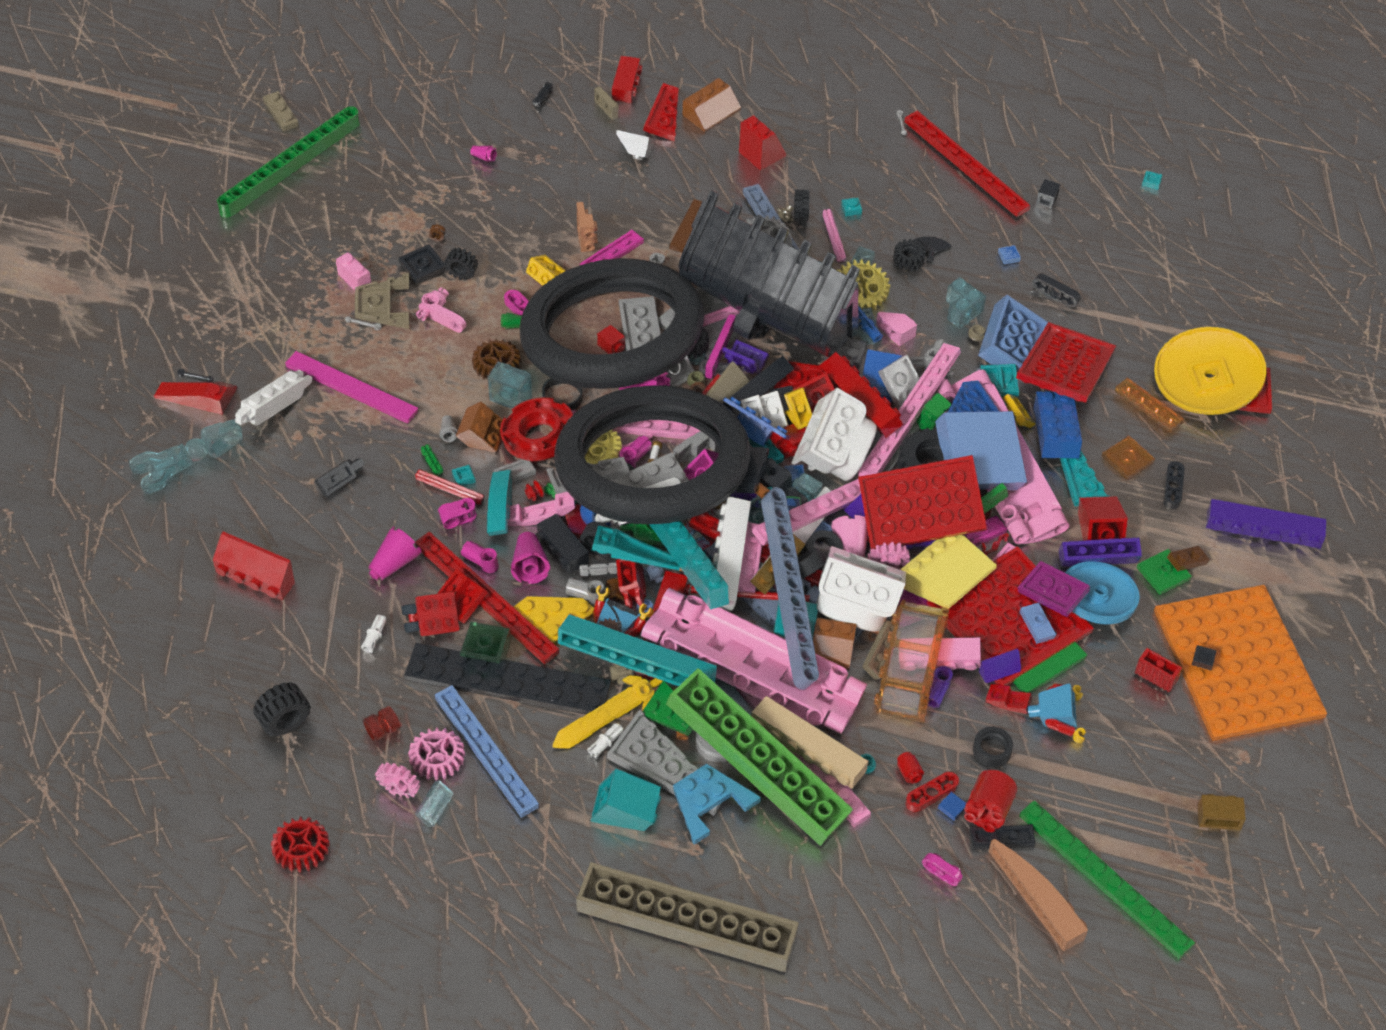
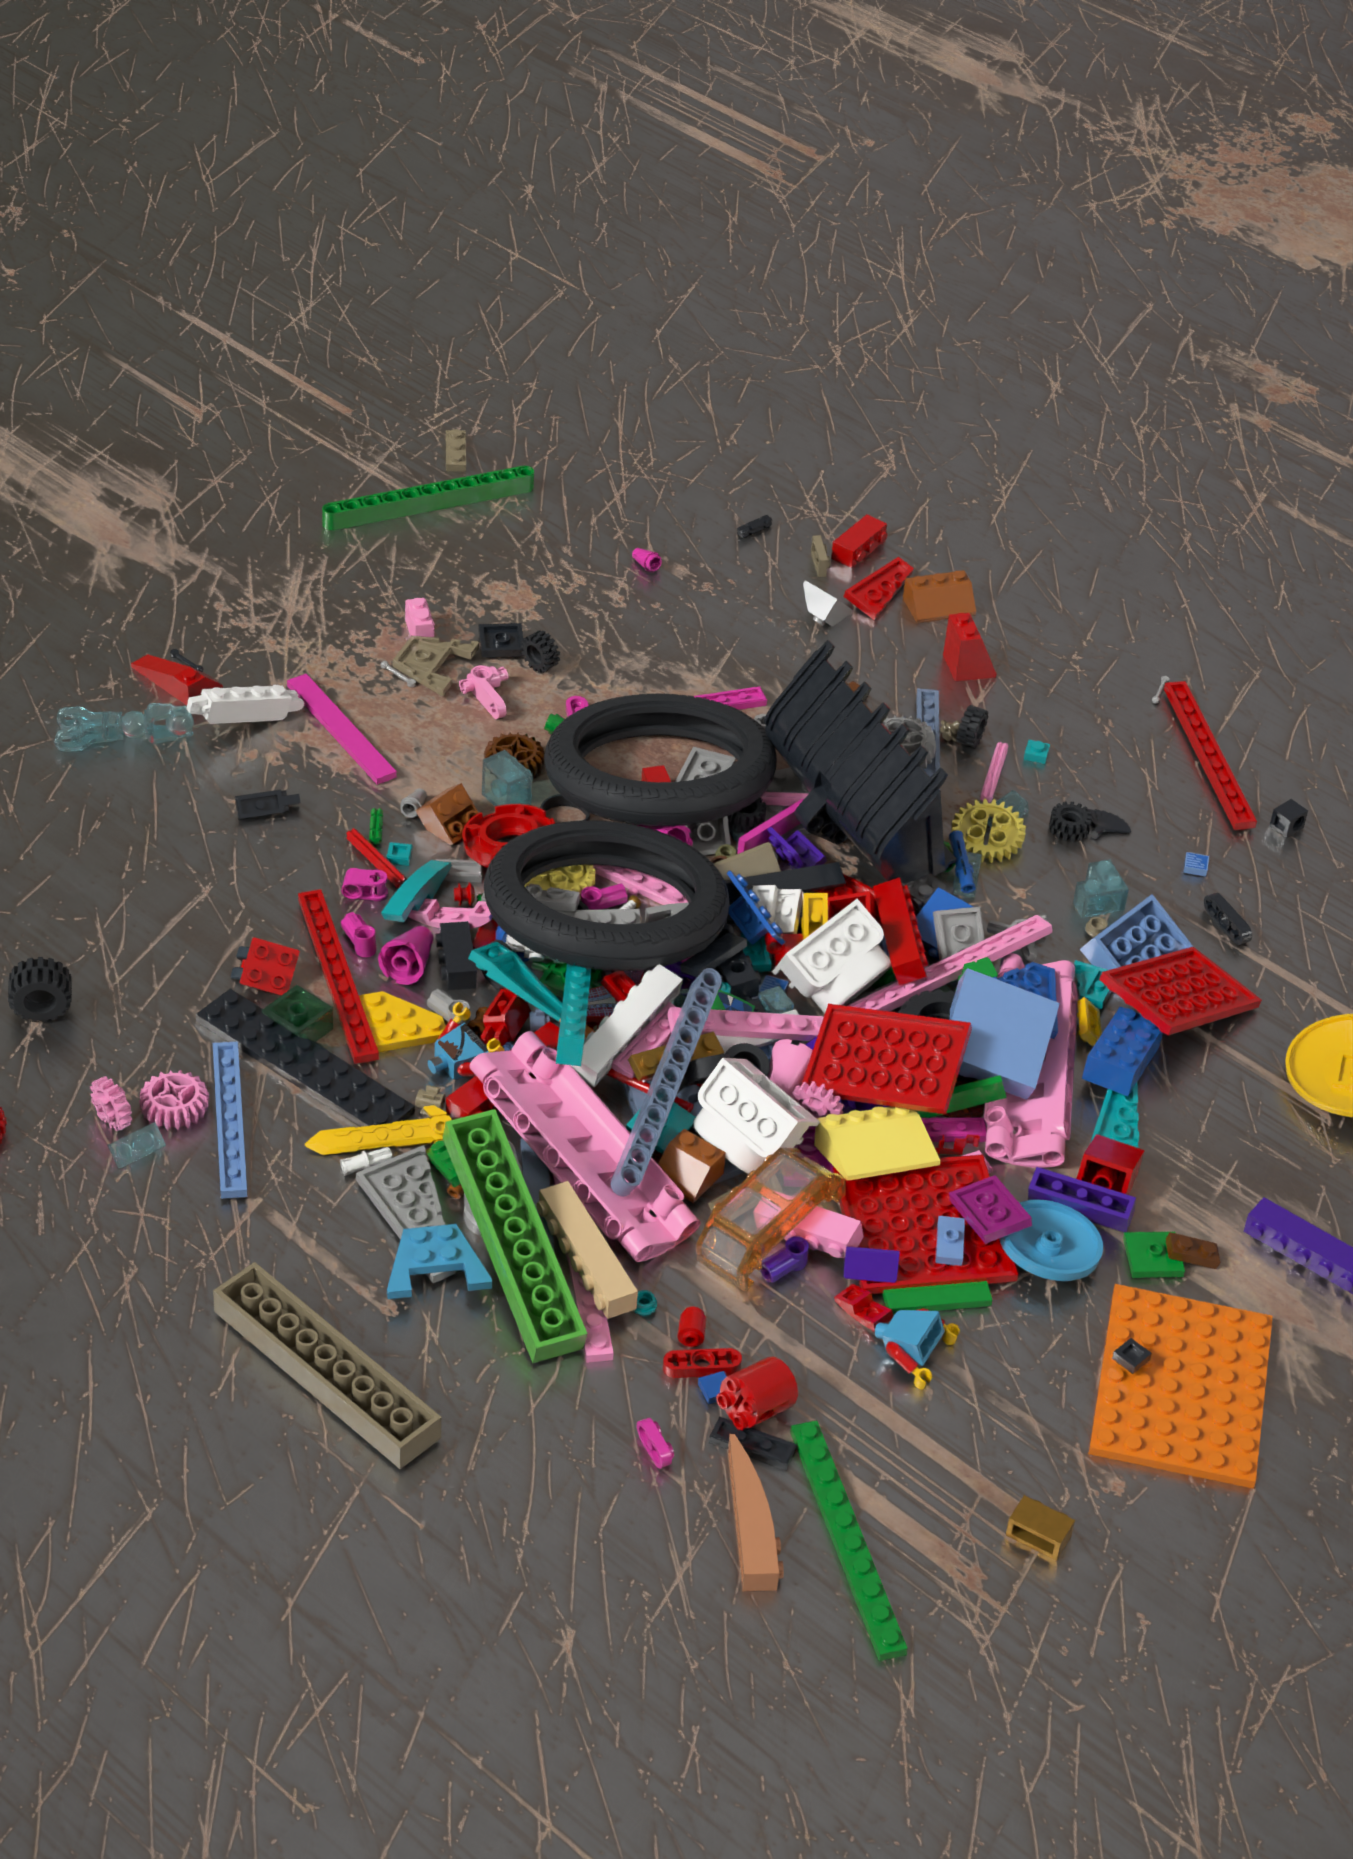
camera: 25 degrees right, 10 degrees down
(253, 566) = (111, 851): slope -> none
(374, 634) = (193, 963): white axle -> none
(378, 725) = (136, 1047): clear red wheel -> none
(393, 554) = (264, 895): dark pink cone -> none
(437, 232) = (538, 616): reddish brown bush -> none
(466, 593) = (313, 961): red slope -> none
(543, 269) = (630, 684): yellow bracket -> none
(586, 229) = (702, 665): nougat plate -> none
(598, 569) = (476, 994): light grey axle -> none
(626, 802) = (343, 1226): teal slope -> none
(630, 651) = (446, 1077): teal brick -> none
(896, 326) = (1002, 886): bright pink slope -> none
(997, 734) = (806, 1330): black tyre -> none
(1128, 457) = (1195, 1121): clear orange tile -> none
(1149, 405) = (1260, 1076): clear orange plate -> none
(1158, 669) = (1066, 1347): red brick -> none
(1168, 490) = (1232, 1179): black beam -> none

